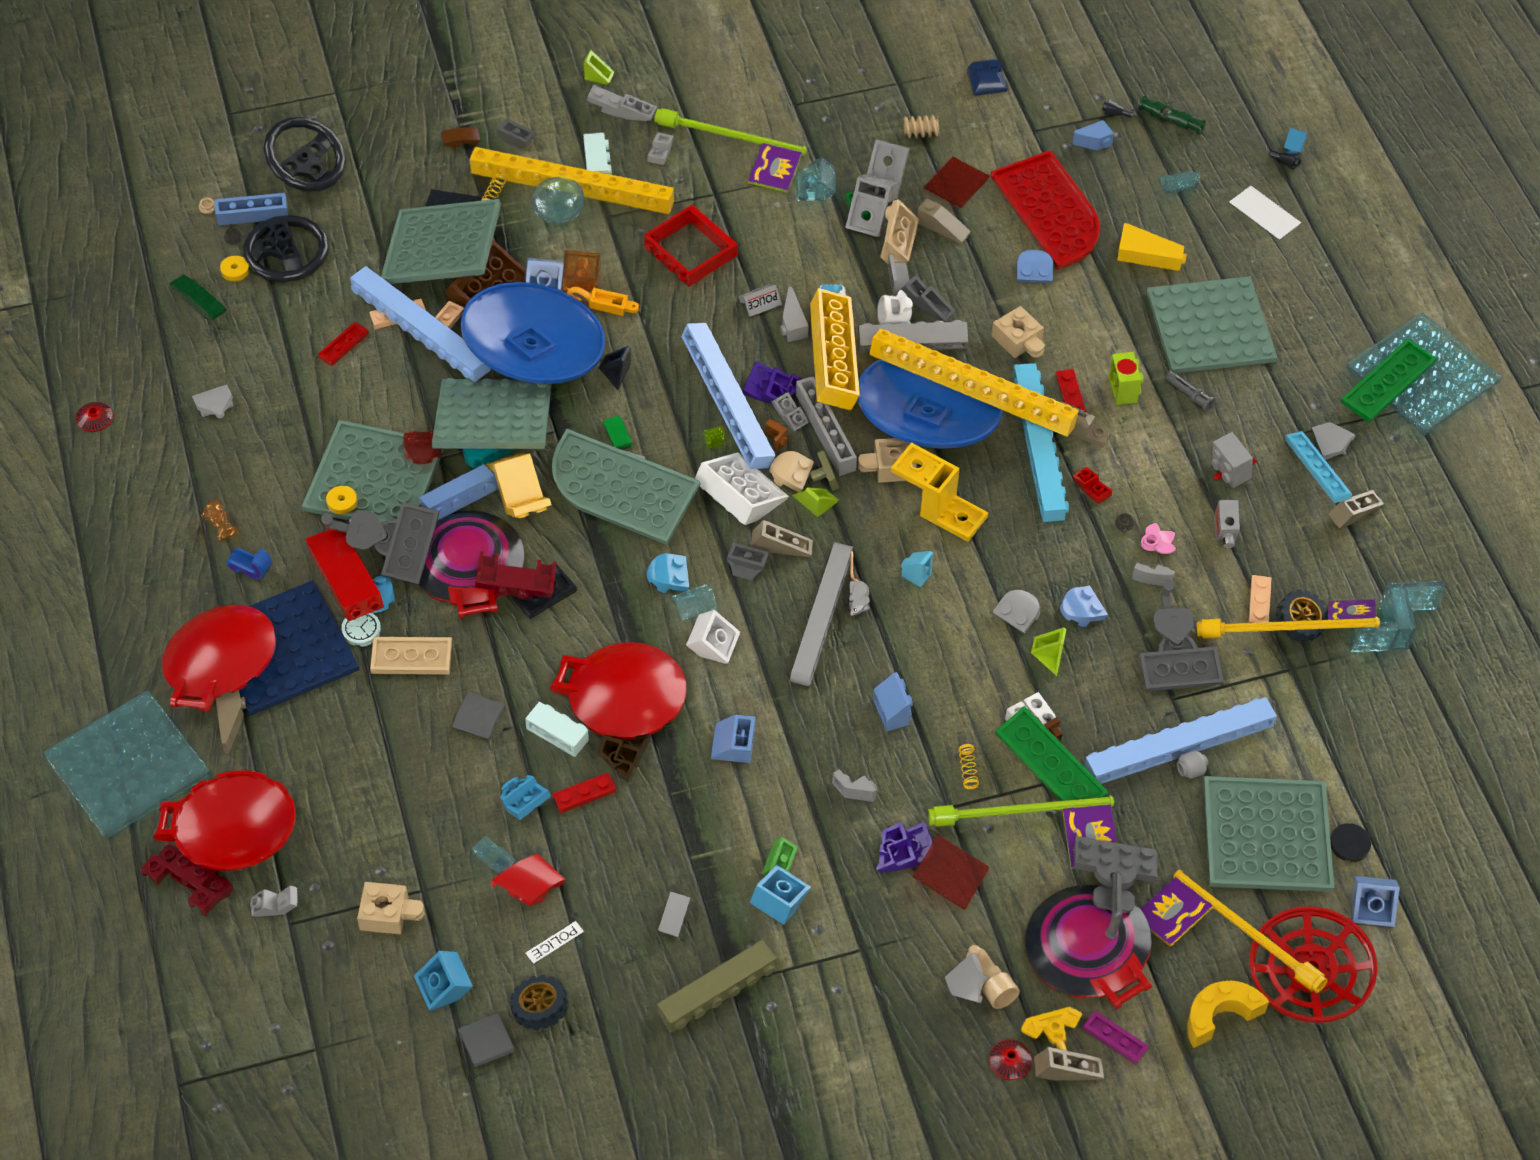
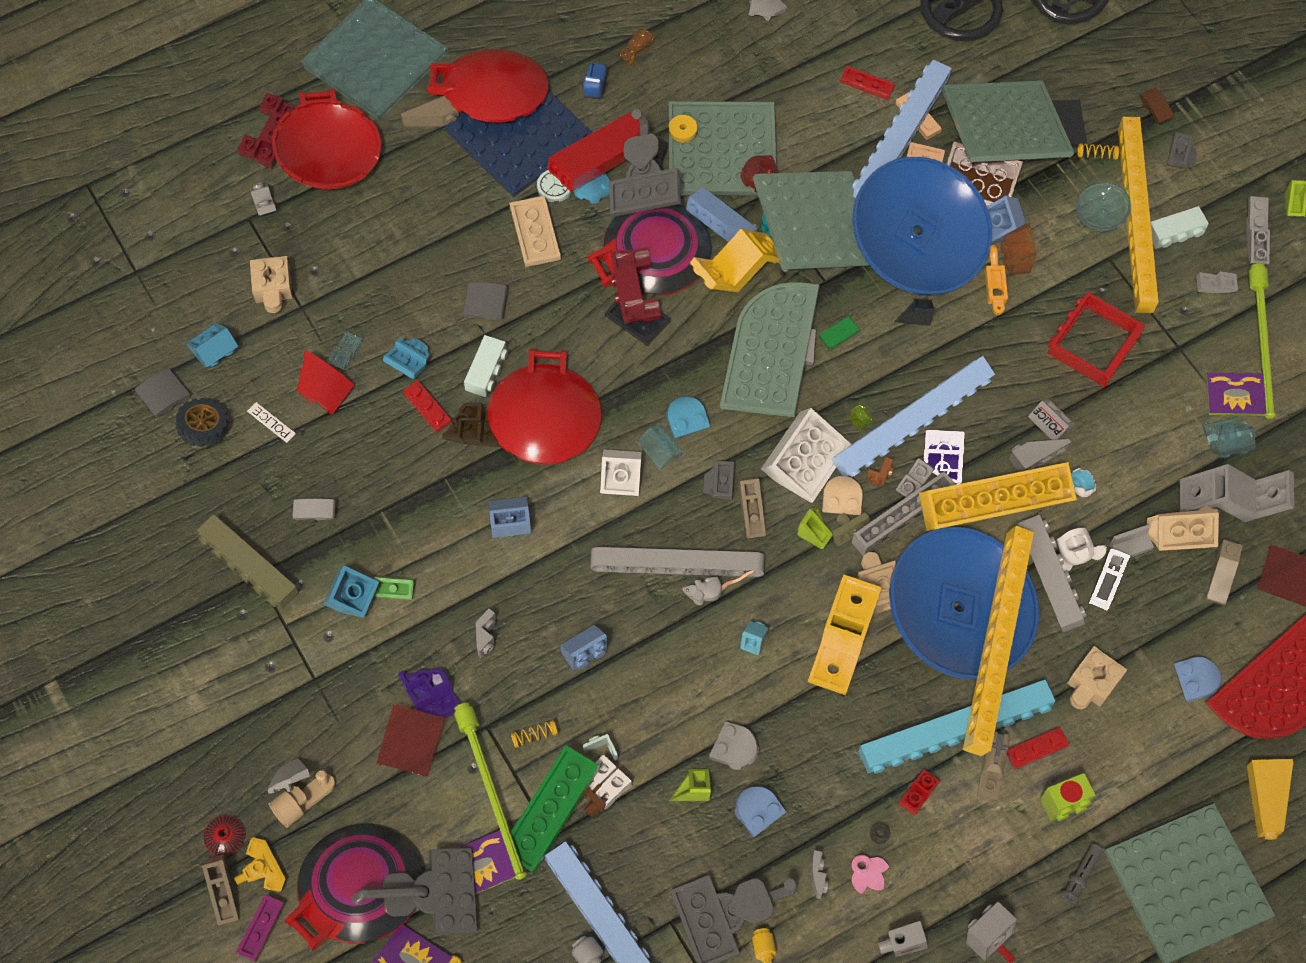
camera: 75 degrees right, 10 degrees up
(990, 710) = (598, 741): none -> light aqua bracket

